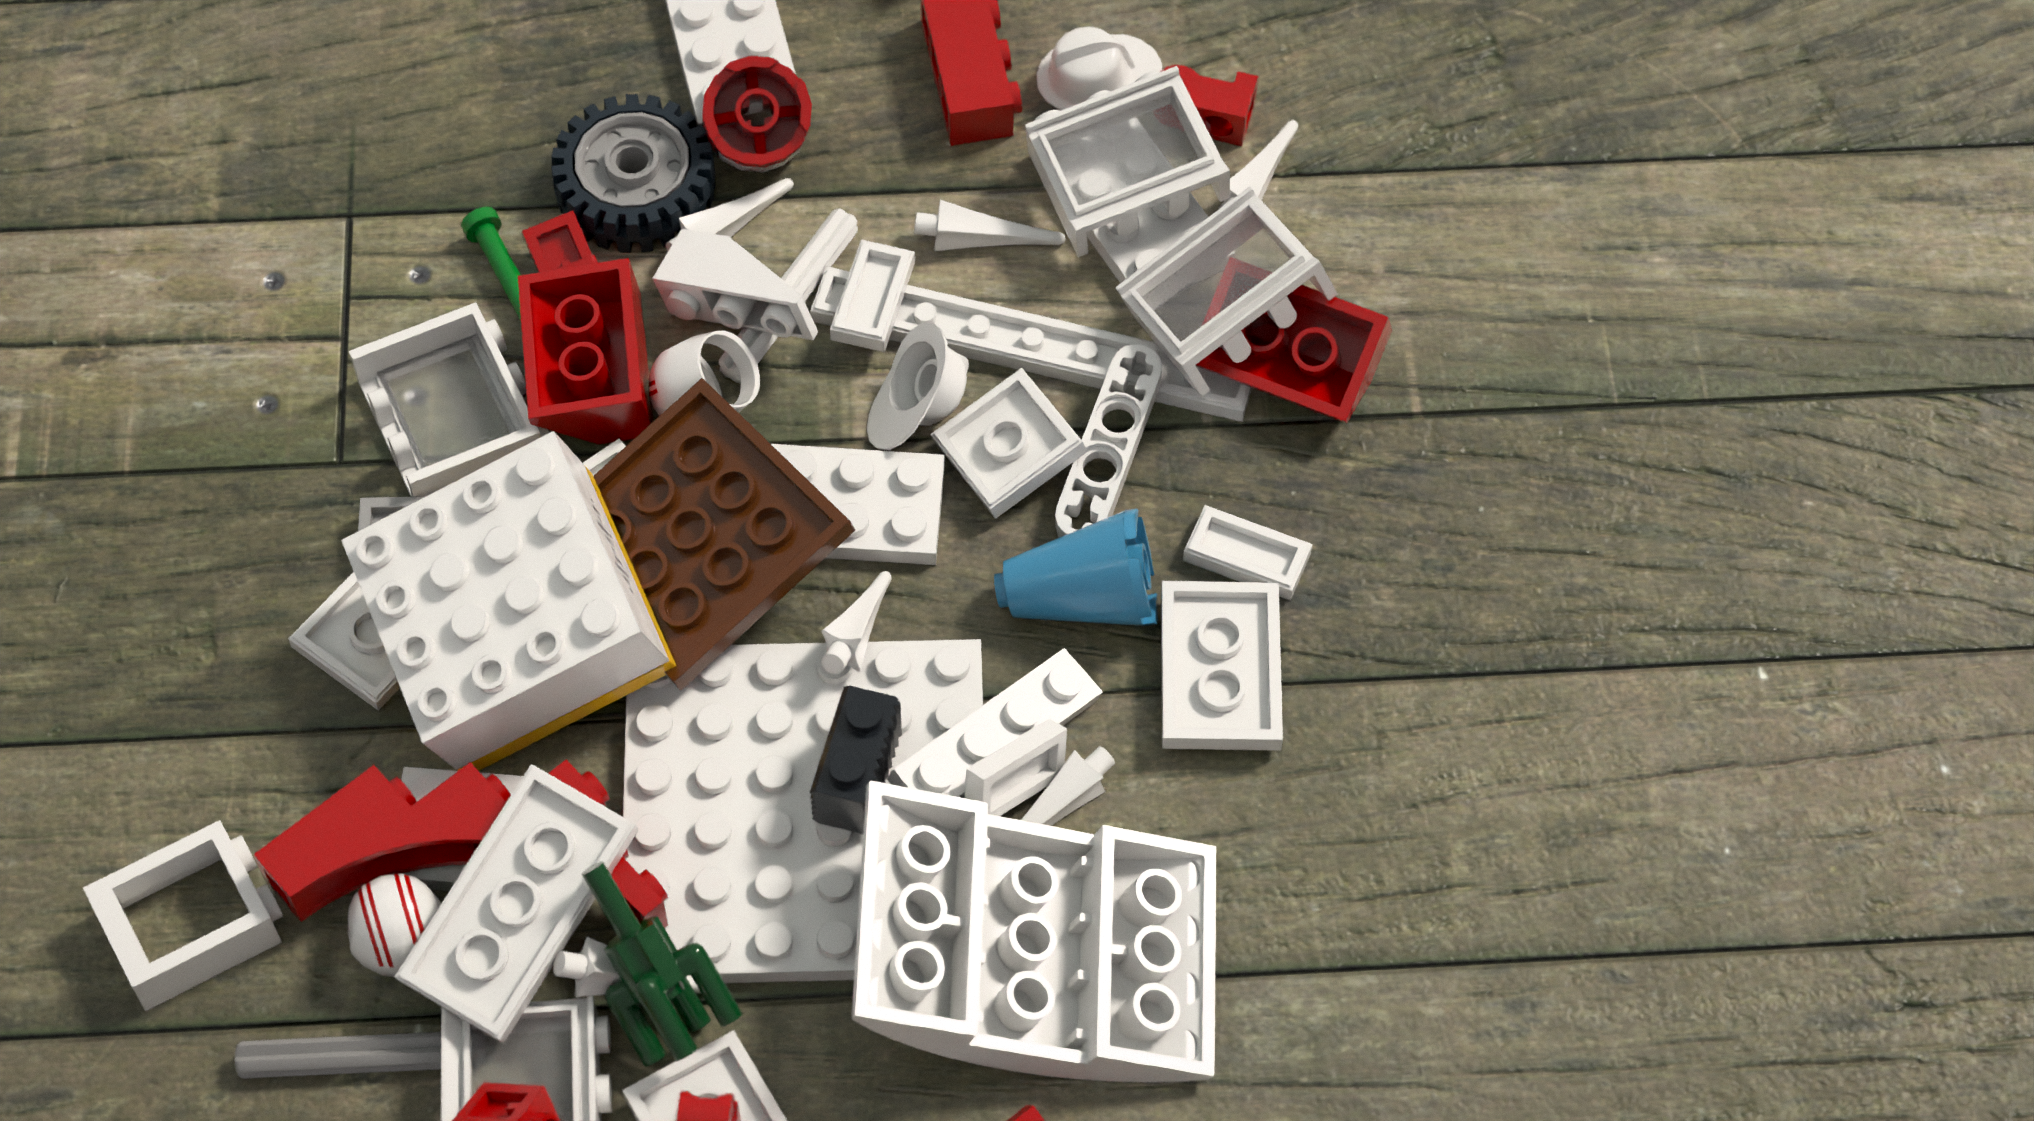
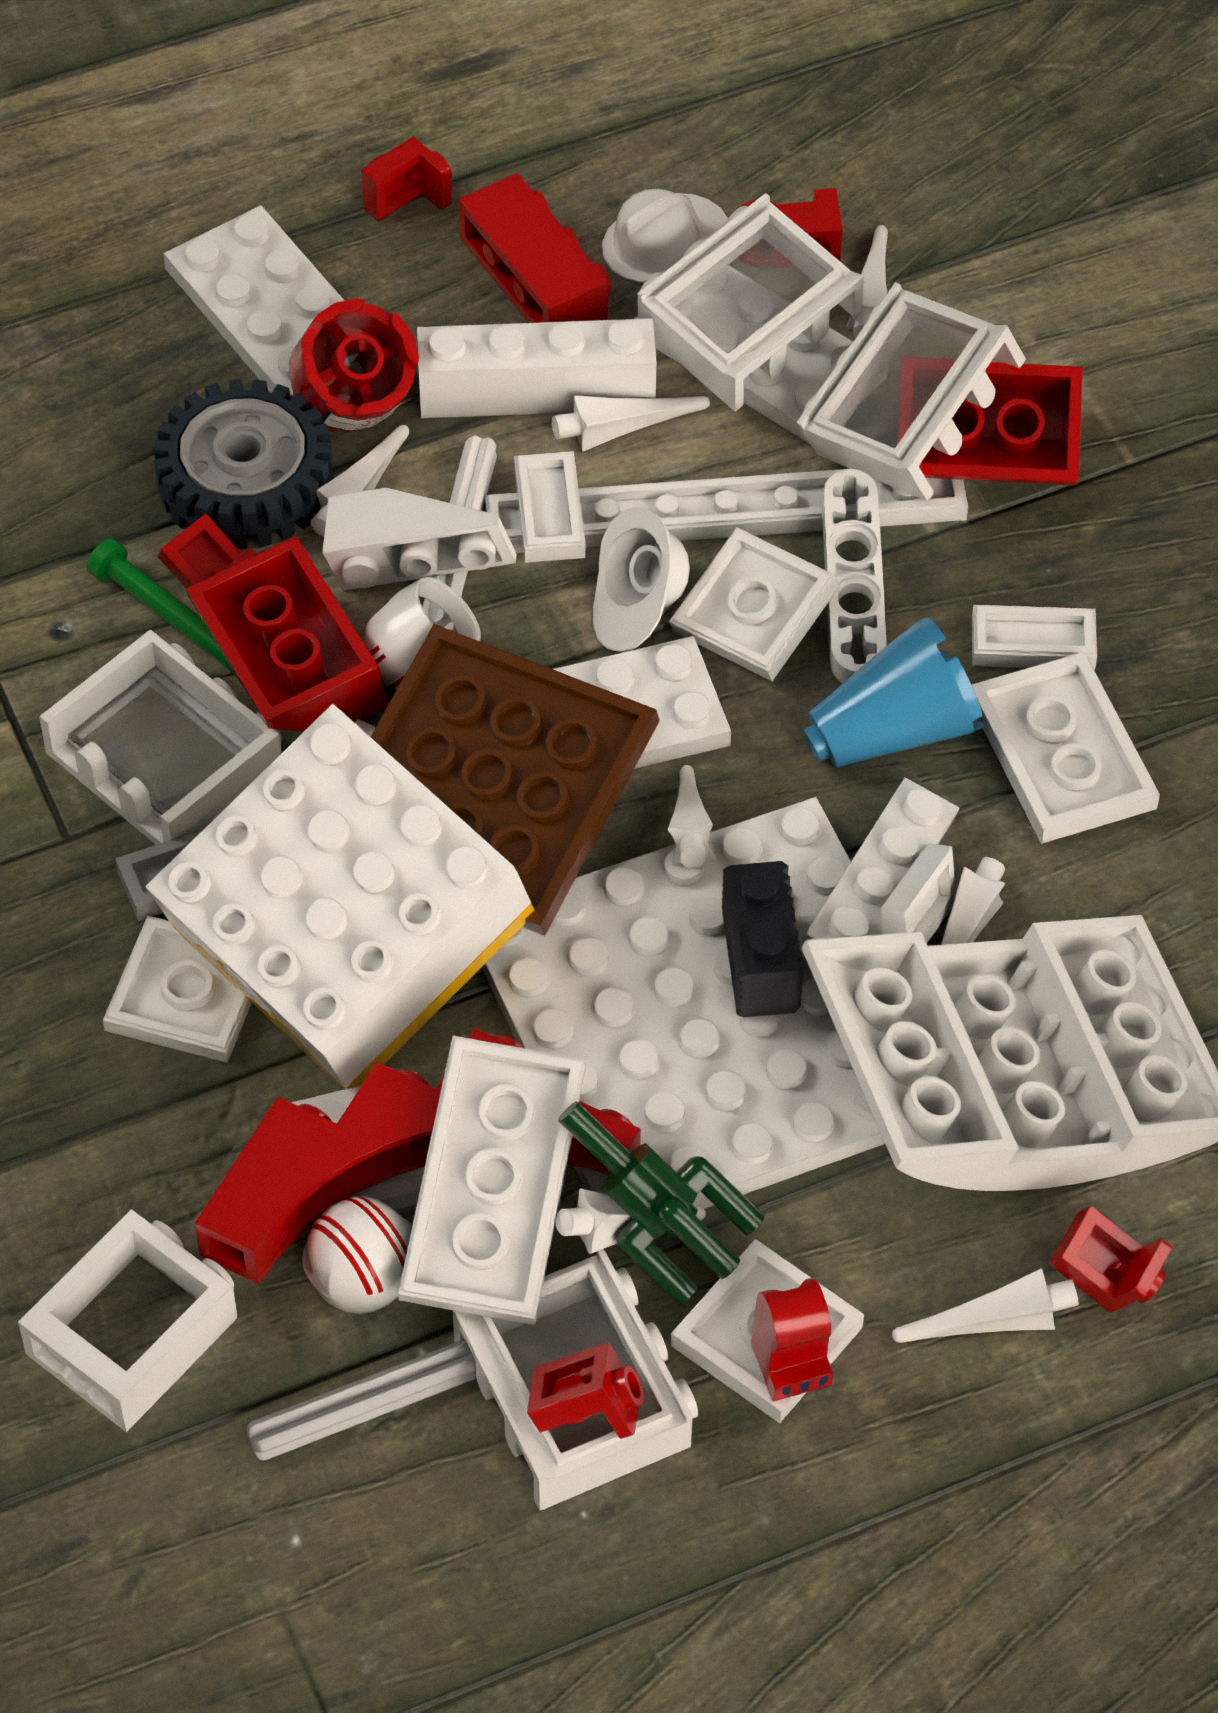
camera: 20 degrees left, 5 degrees down
(918, 161) = (533, 366): none -> white brick

